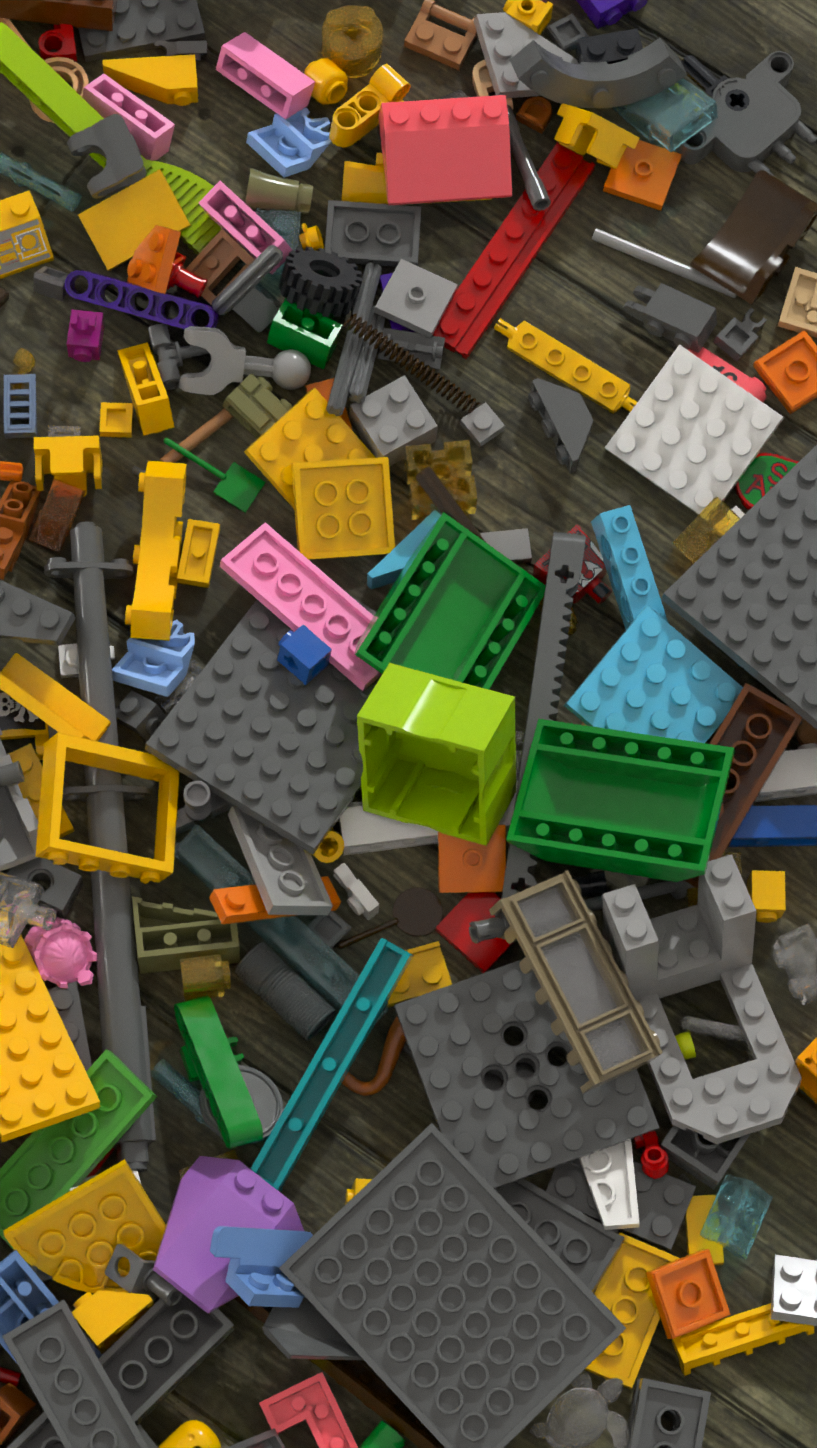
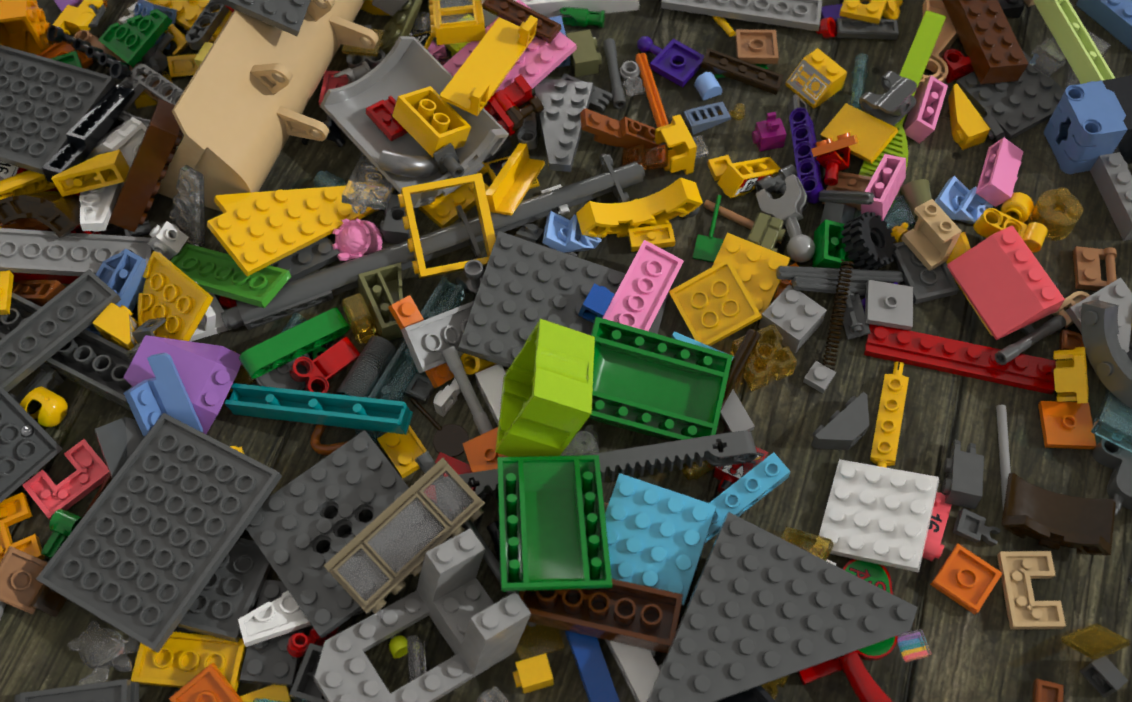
camera: 80 degrees right, 10 degrees down
(261, 1045) = (325, 365): none -> red piece
(334, 864) = (456, 367): none -> light grey piece
(347, 203) = (932, 235): none -> tan panel

